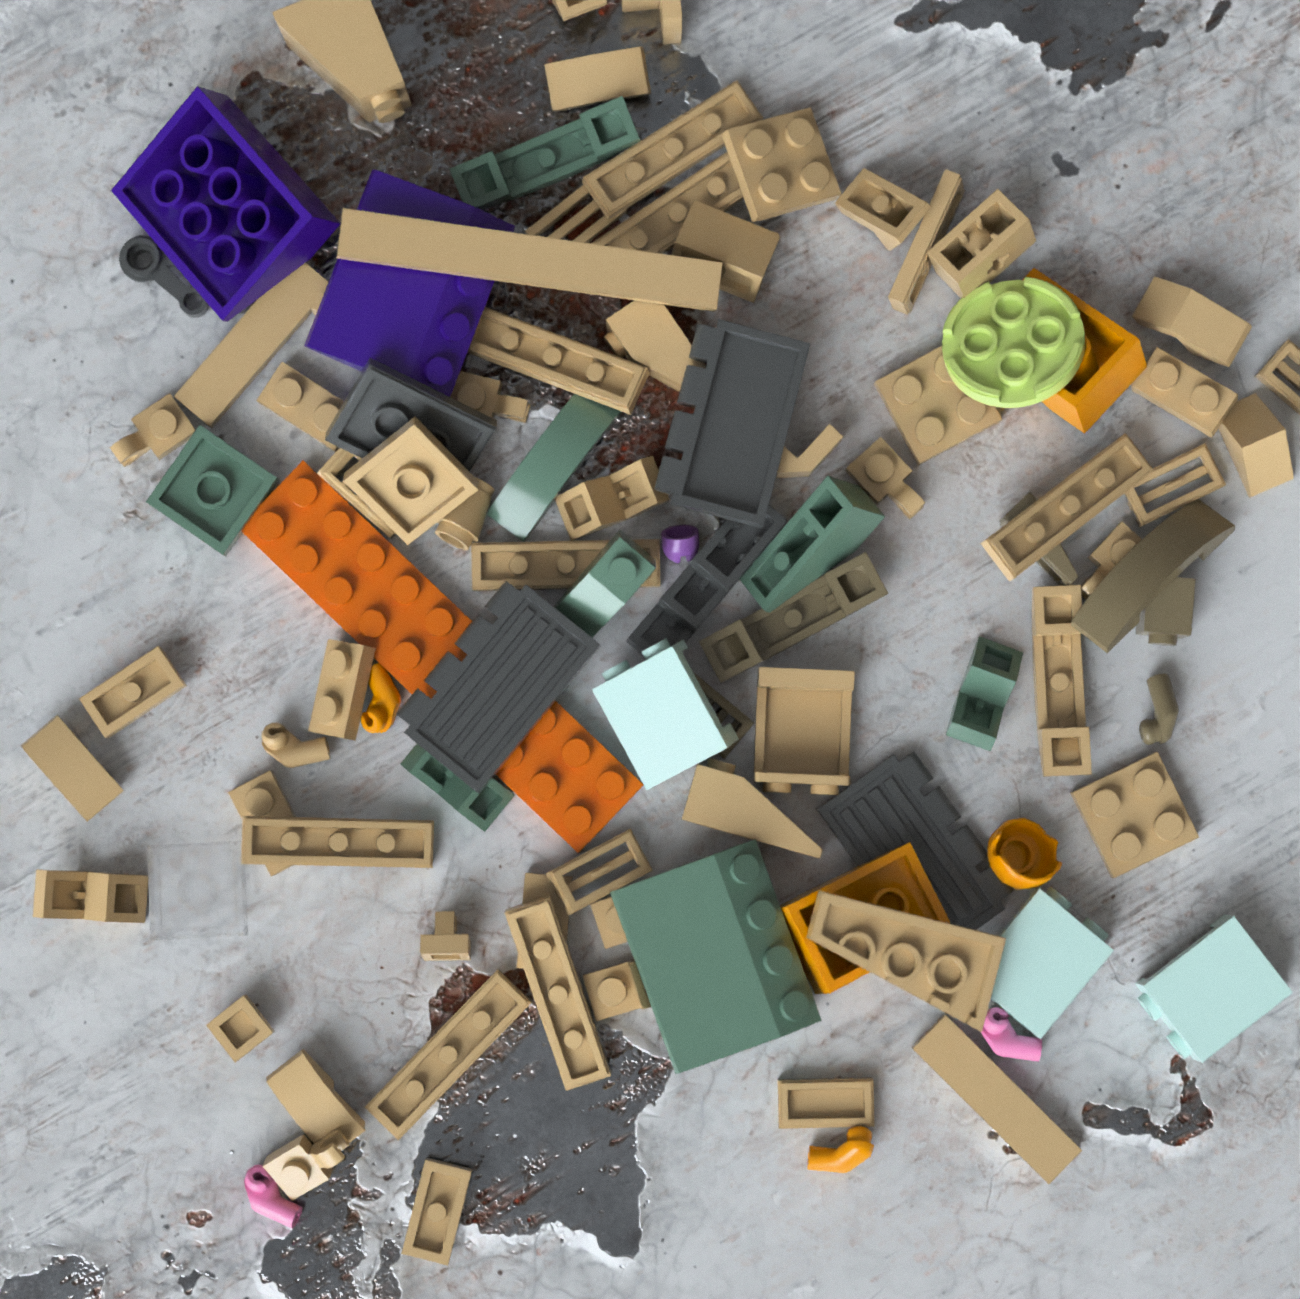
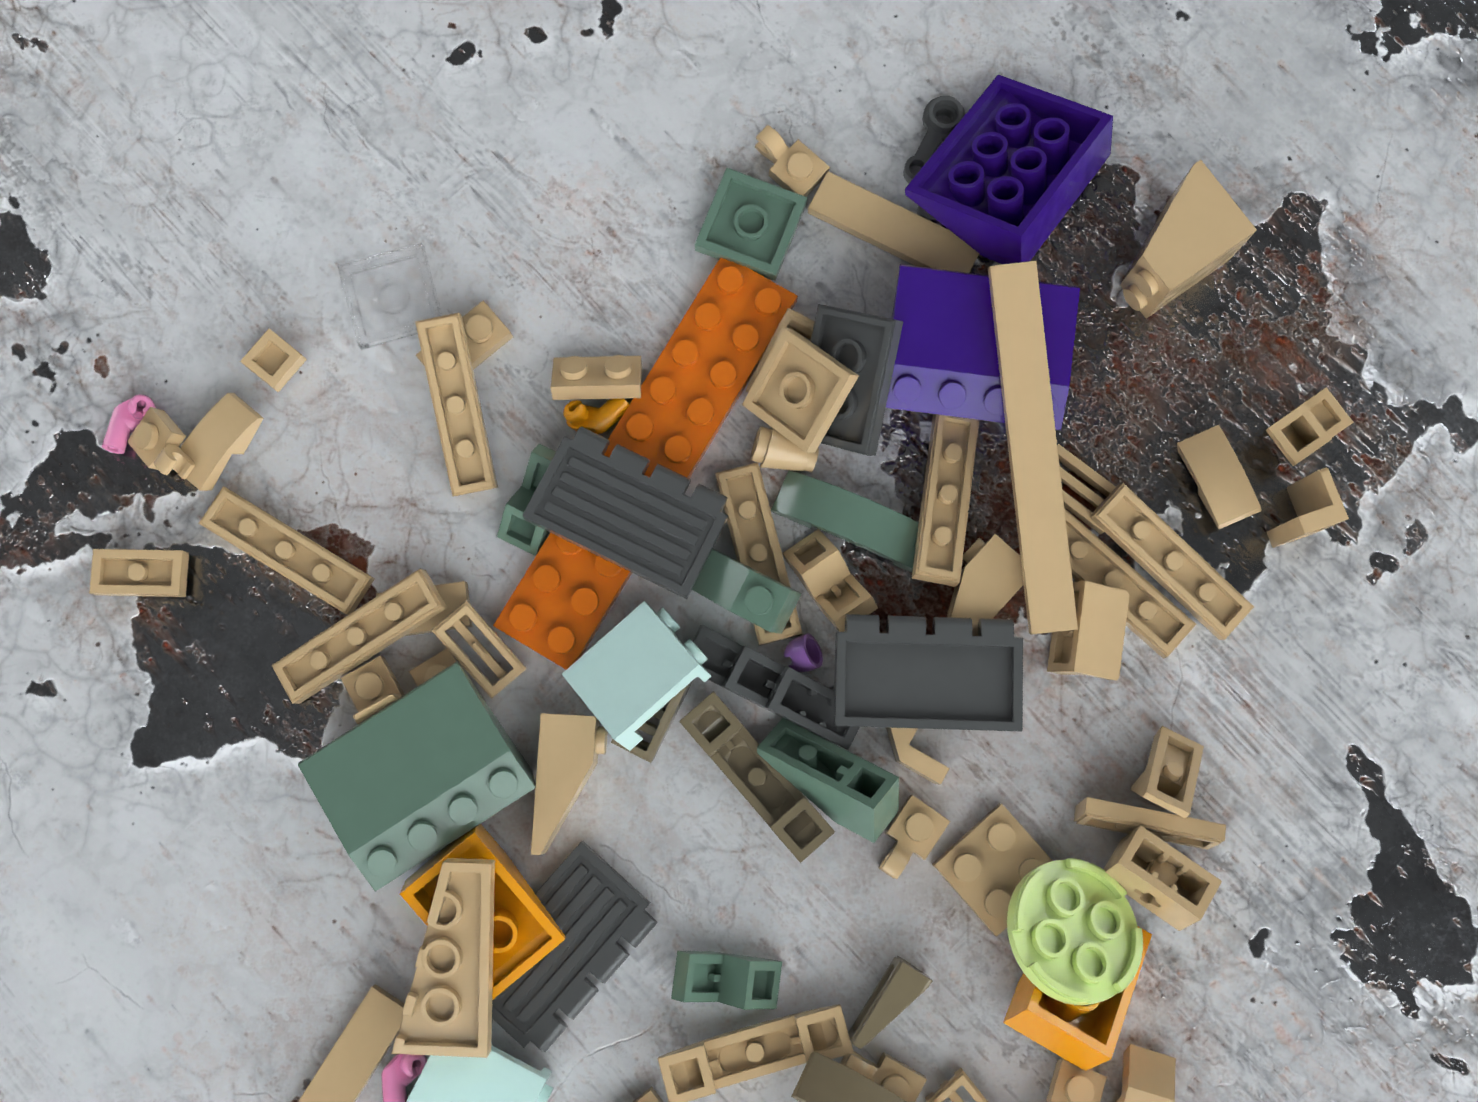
camera: 80 degrees right, 5 degrees down
(72, 768) = (475, 161): tan slope -> none
(90, 896) = (368, 204): tan slope -> none
(133, 692) = (554, 198): tan plate -> none
(290, 750) = (533, 347): tan arm -> none
(301, 403) = (851, 279): tan plate -> none
(445, 943) = (388, 522): tan tile -> none
(484, 396) = (894, 443): tan plate -> none
(547, 158) = (1131, 449): sand green slope -> none
(781, 164) = (1185, 666): tan plate -> none
(803, 729) = (652, 811): tan panel -> none
(825, 1102) = (306, 913): tan tile -> none
(845, 1157) = (257, 944): light orange arm -> none
(1022, 854) = (578, 1054): light orange hair -> none
(1067, 507) = (926, 1022): tan tile -> none

